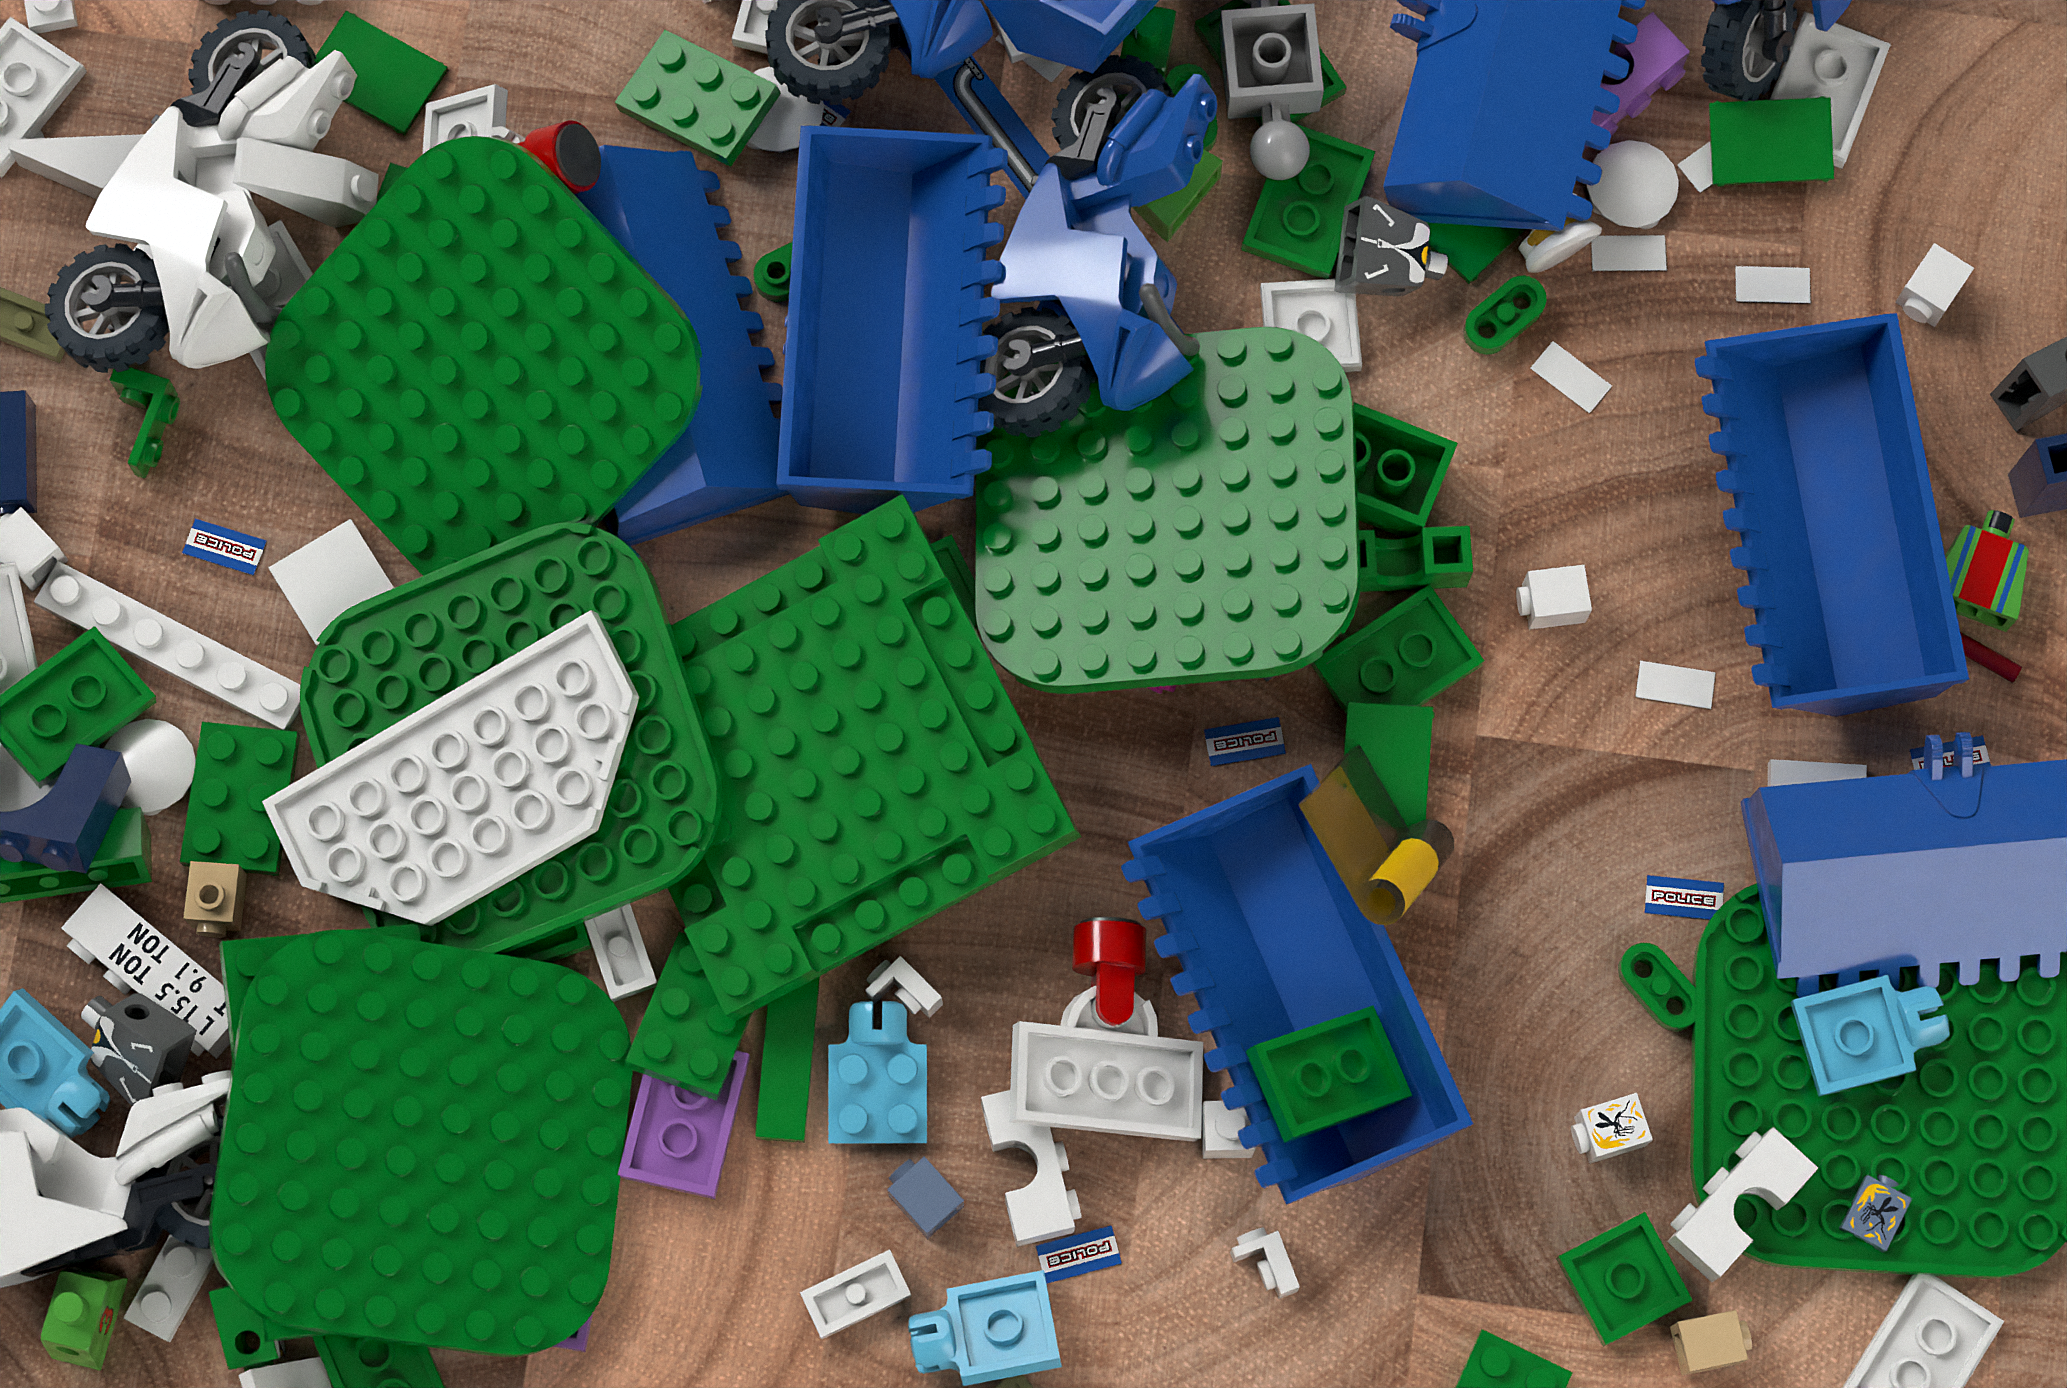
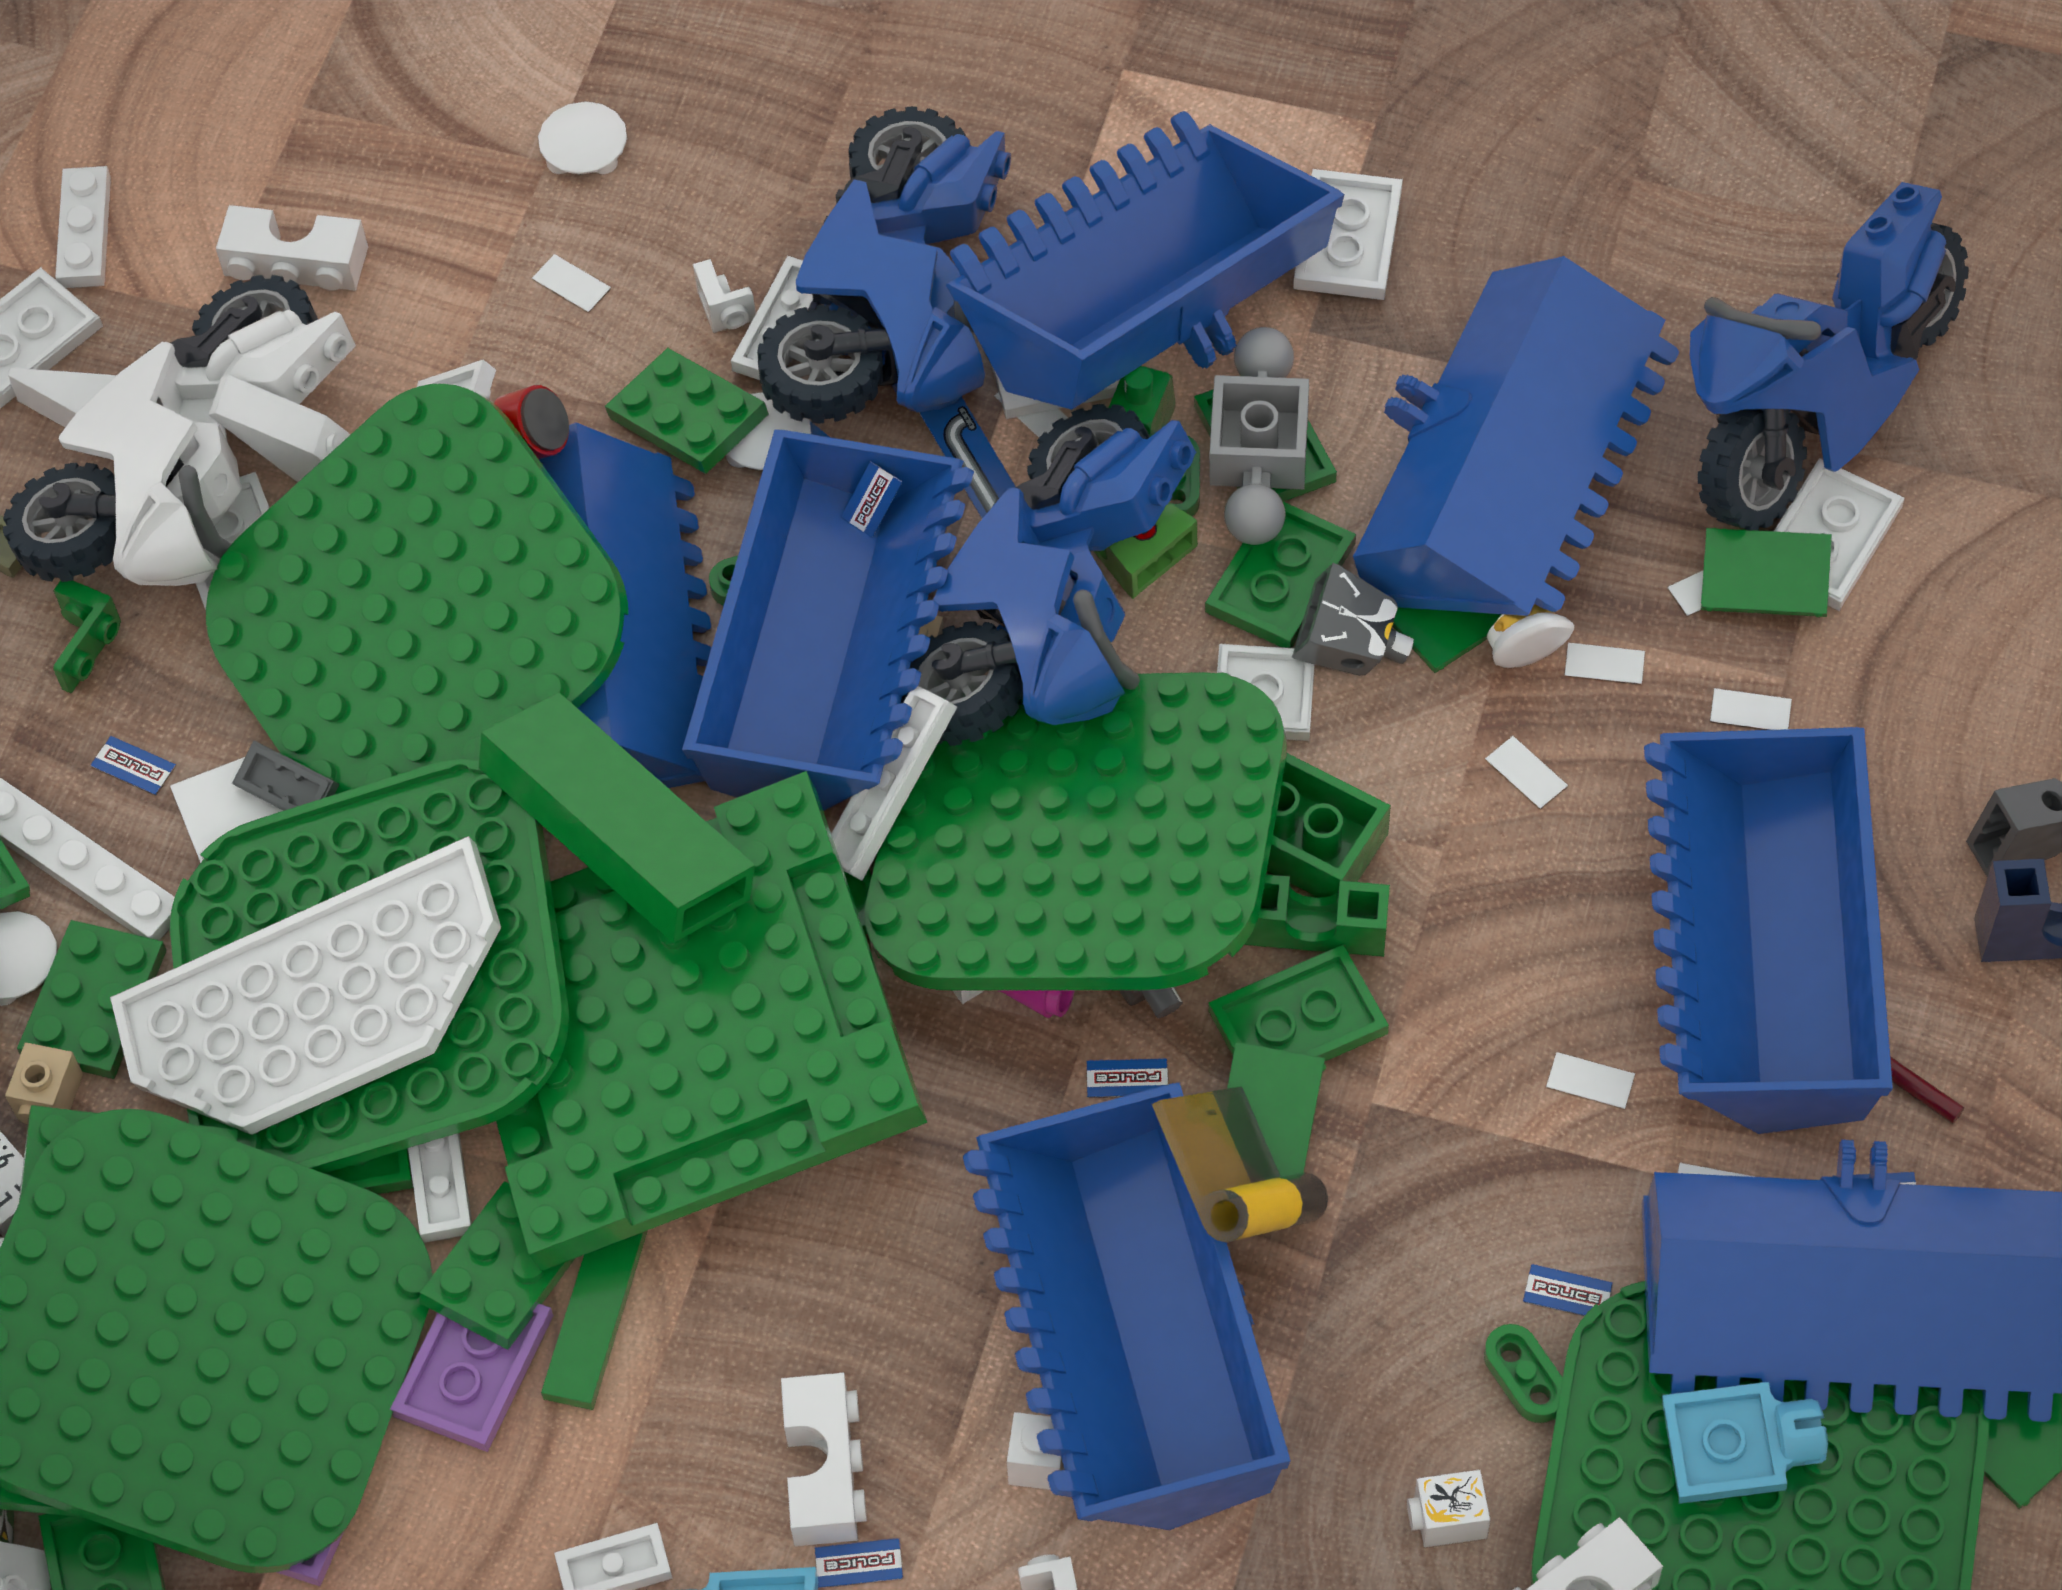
camera: 15 degrees right, 15 degrees down
(382, 552) = (281, 779): none -> dark grey plate
(391, 75) = (386, 355): green piece -> none
(730, 571) = (616, 817): none -> green brick
(877, 1080) = (679, 1354): medium azure plate -> none
(902, 179) = (871, 499): none -> sticker
(912, 991) = (727, 1261): white bracket -> none
(924, 1196) = (705, 1476): sand blue brick -> none
(965, 521) = (874, 811): none -> white tile
(1106, 1058) = (921, 1356): white plate -> none
(1328, 1073) = (1149, 1398): green plate -> none
(1502, 316) = (1460, 702): green plate -> none
(1554, 597) = (1473, 974): white brick -> none
(1635, 184) = (1617, 598): white dish -> none
(1653, 61) = (1651, 485): medium lavender arch -> none
(1933, 286) = (1918, 726): white brick -> none
(1988, 571) = (1933, 1007): torso -> none

